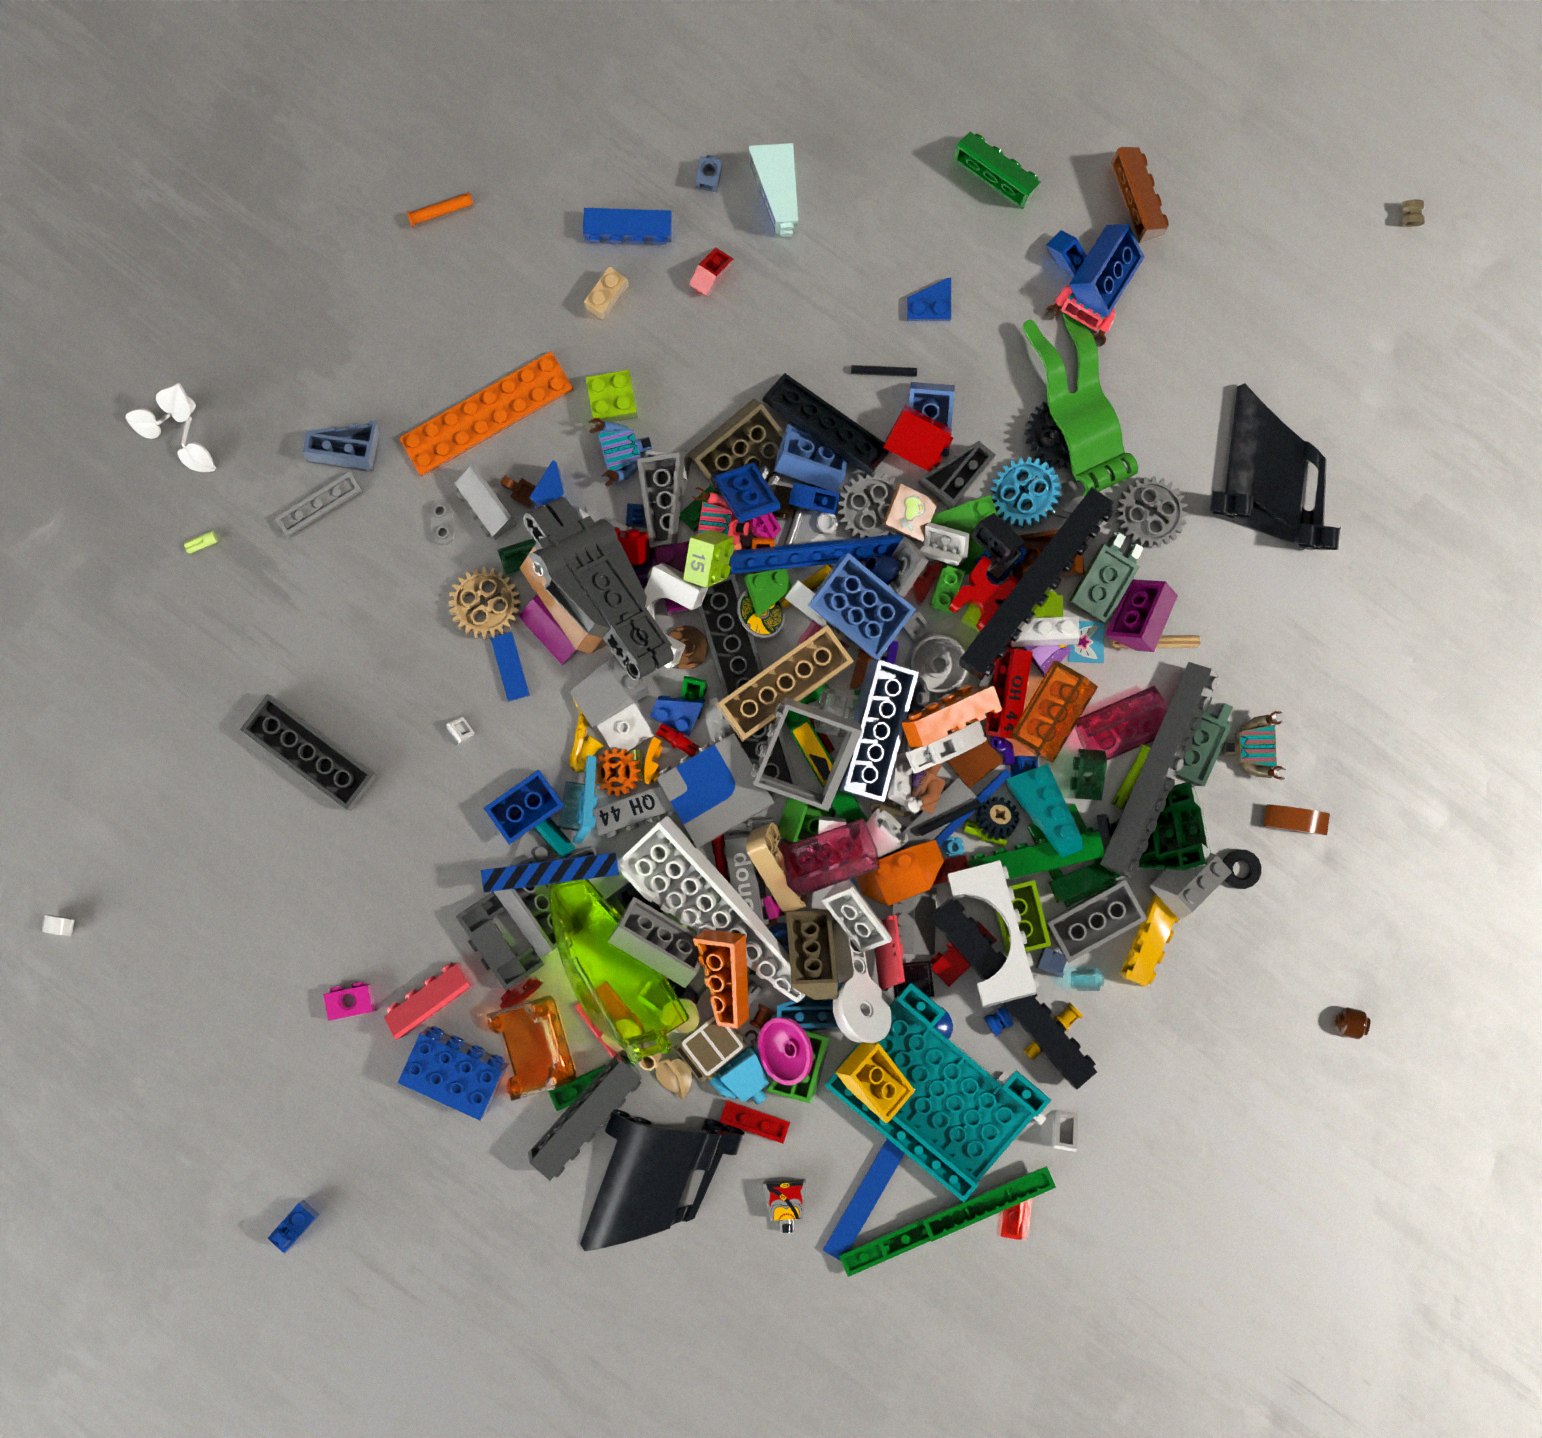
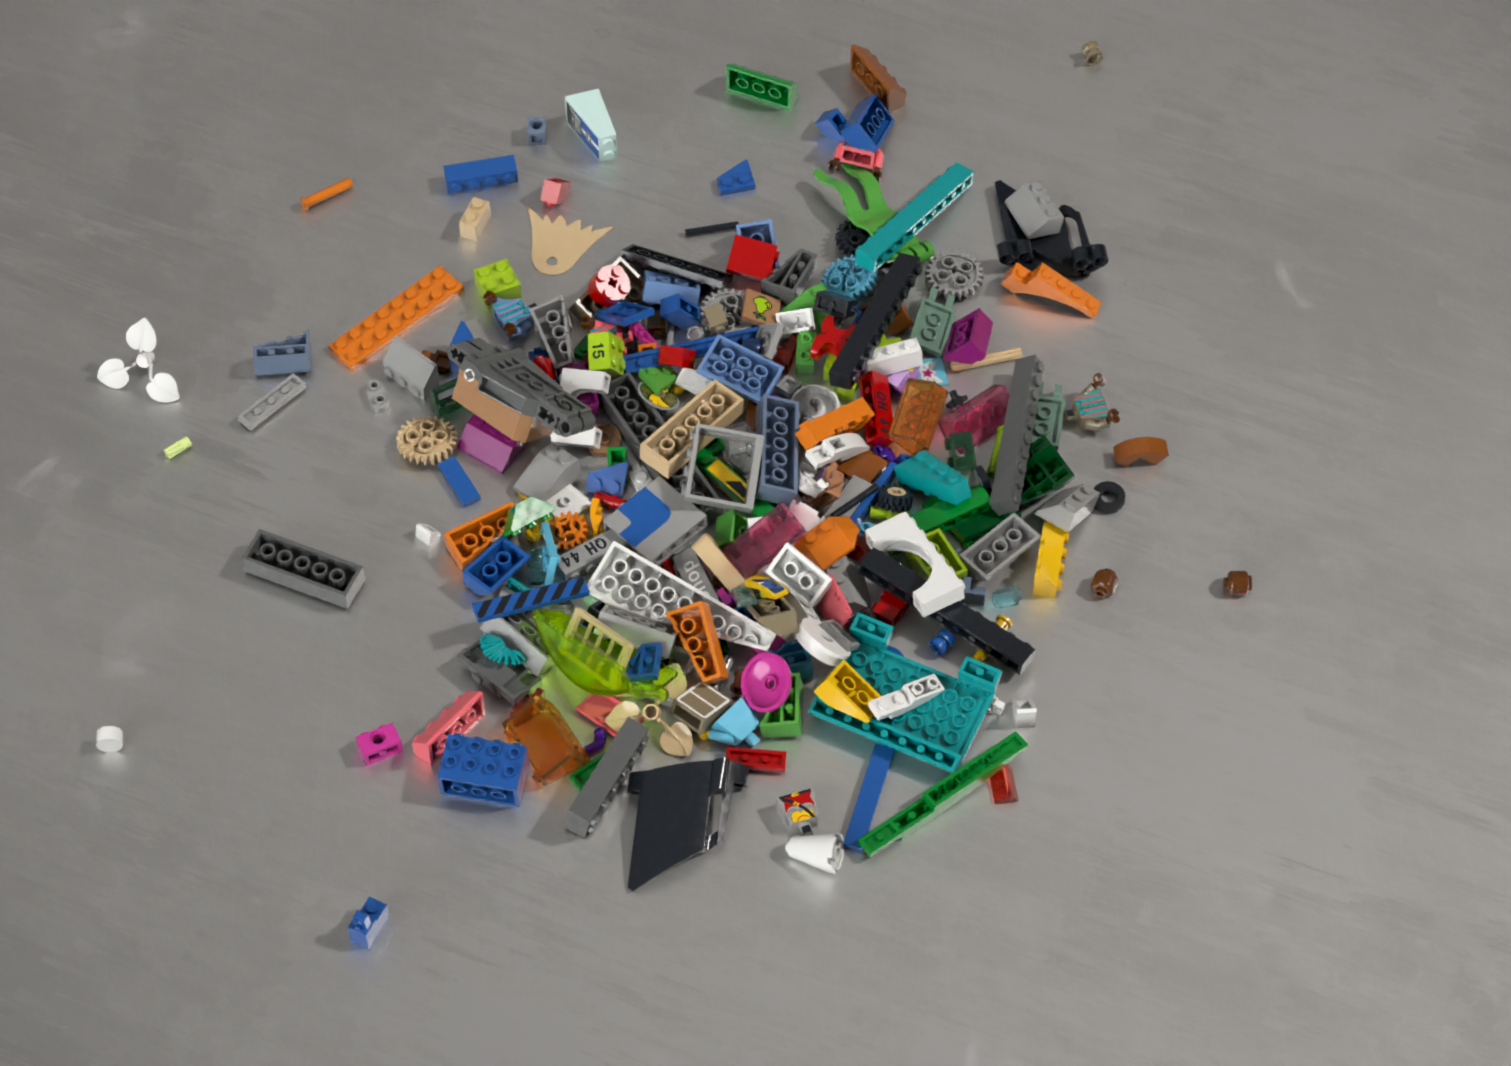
camera: 10 degrees left, 30 degrees down
(500, 925) = (496, 650): none -> teal hair
(512, 757) = (476, 536): none -> orange wedge
(569, 753) = (526, 515): none -> slope
(590, 1054) = (598, 742): none -> dark purple arm
(627, 998) = (574, 624): none -> tan piece
(655, 997) = (646, 663): none -> blue wing
(700, 345) = (560, 241): none -> tan piece
(728, 441) = (609, 285): none -> brick
(789, 925) = (743, 596): none -> clear light blue tile
(792, 1258) = (818, 850): none -> white cone
(794, 566) = (676, 357): none -> red slope
(819, 917) = (768, 587): none -> yellow slope
(853, 522) = (715, 319): none -> dark tan brick
(884, 1001) = (840, 635): none -> light grey tile
(936, 1099) = (907, 698): none -> white slope
(1105, 696) = (955, 400): none -> black plant
(1126, 427) = (914, 217): none -> teal brick
(1202, 986) = (1104, 583): none -> reddish brown head
(1258, 561) = (1050, 284): none -> orange arch
(1272, 445) = (1035, 210): none -> light grey slope

